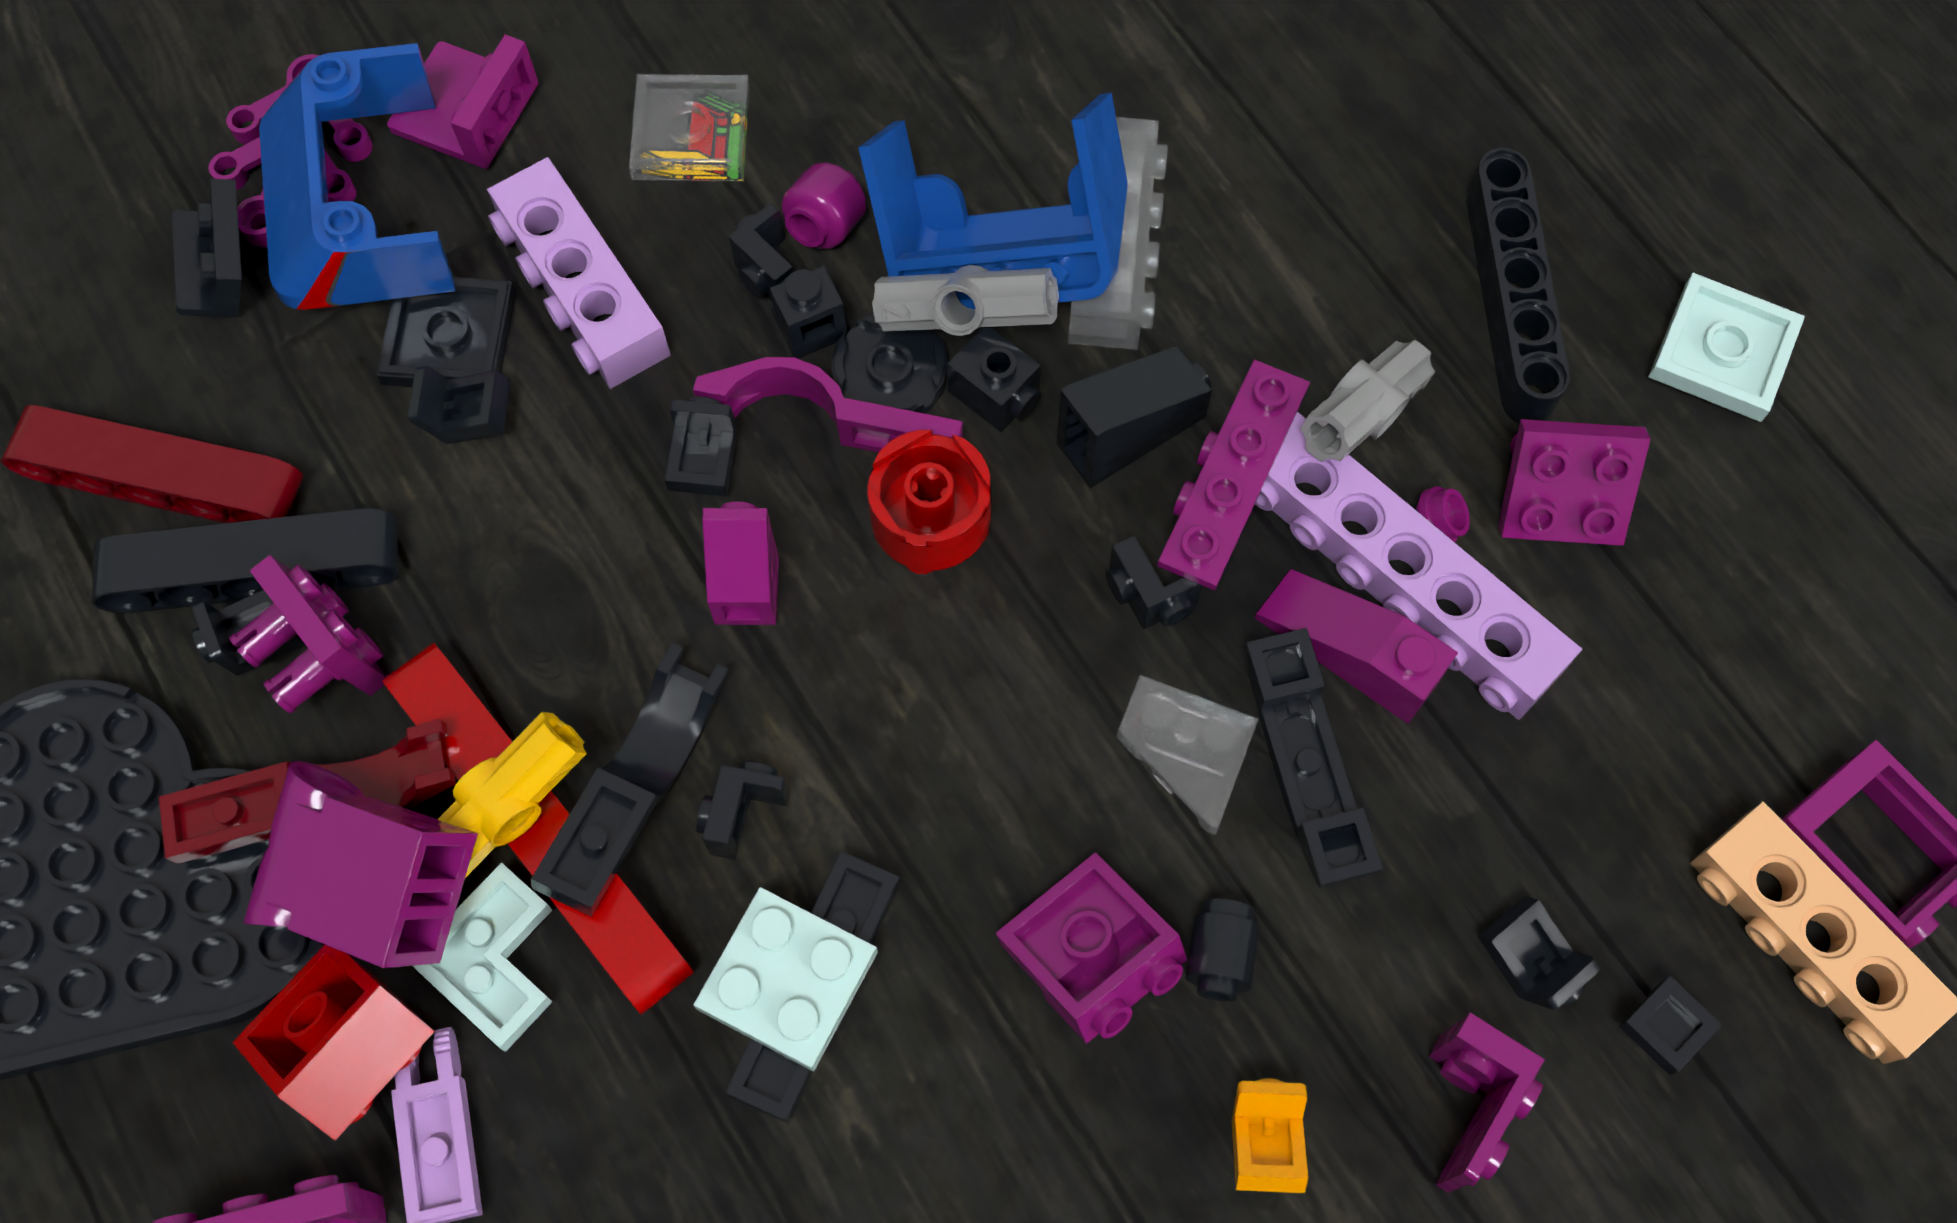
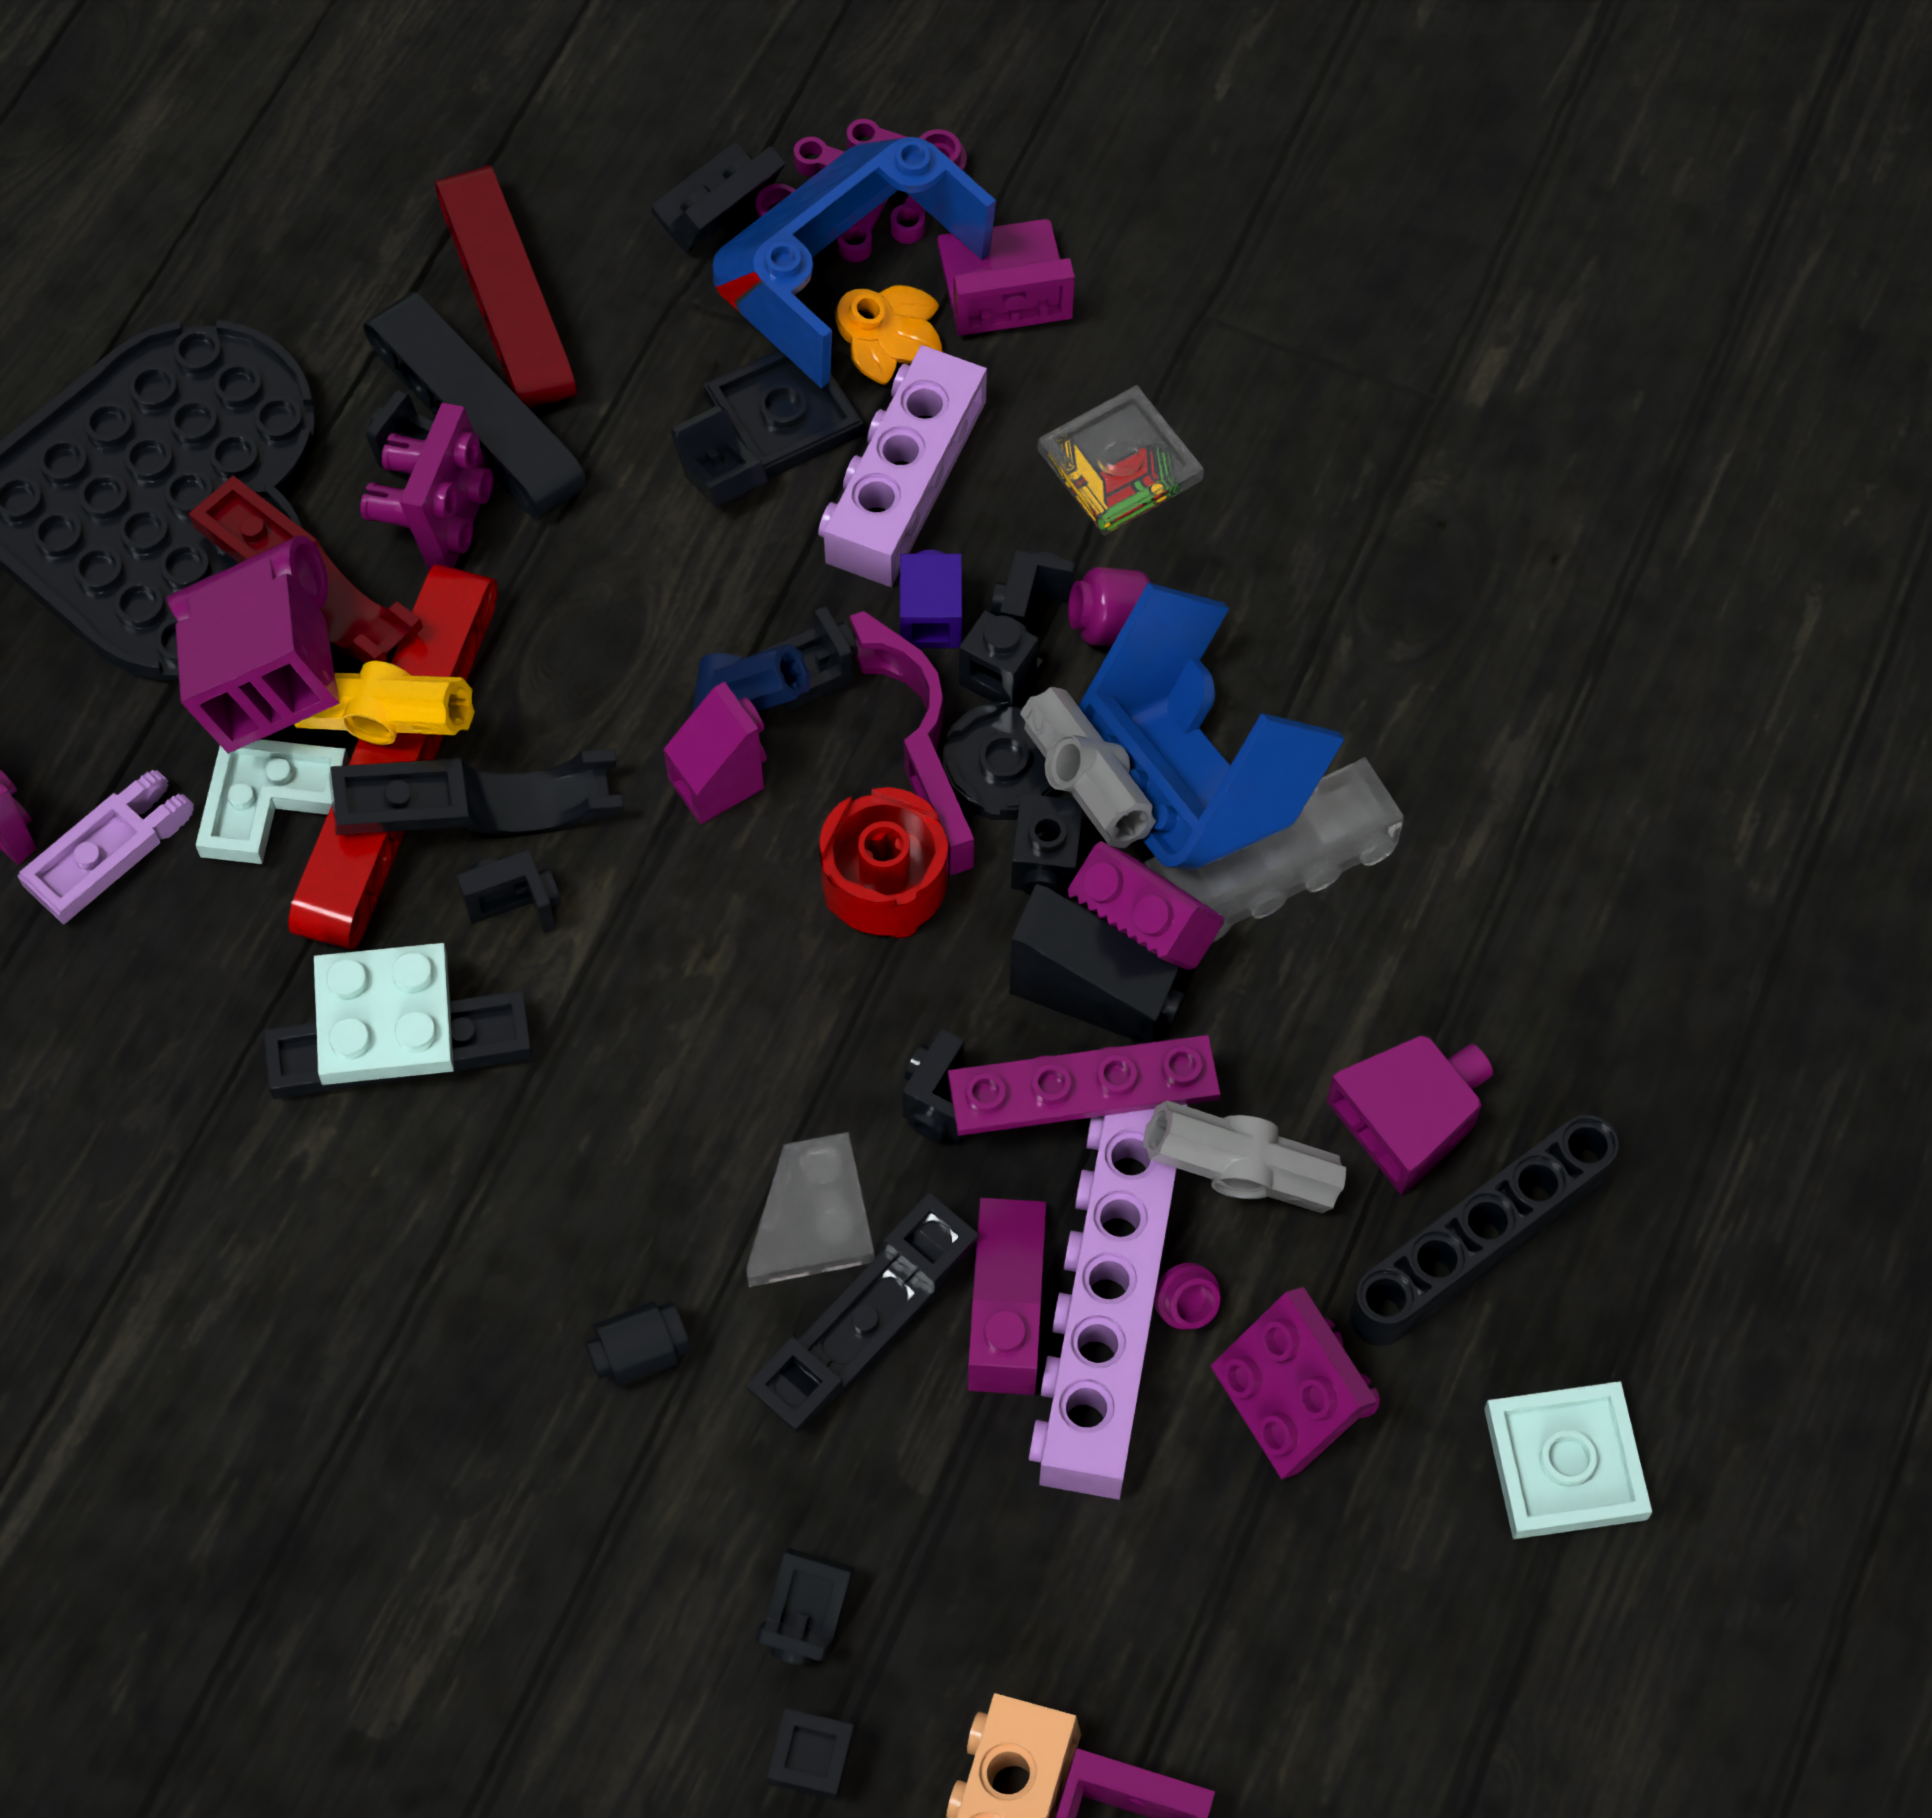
camera: 55 degrees right, 5 degrees down
(332, 1040) = (117, 723): brick -> none
(442, 205) = (894, 332): none -> light orange plate
(675, 519) = (762, 678): none -> dark blue piece
(714, 326) = (931, 599): none -> dark purple brick
(1094, 949) = (567, 1238): magenta plate -> none
(1120, 331) = (1145, 906): none -> magenta brick
(1269, 1136) = (494, 1473): light orange bracket -> none
(1388, 271) = (1410, 1105): none -> magenta torso
(1488, 1060) = (641, 1637): magenta bracket -> none

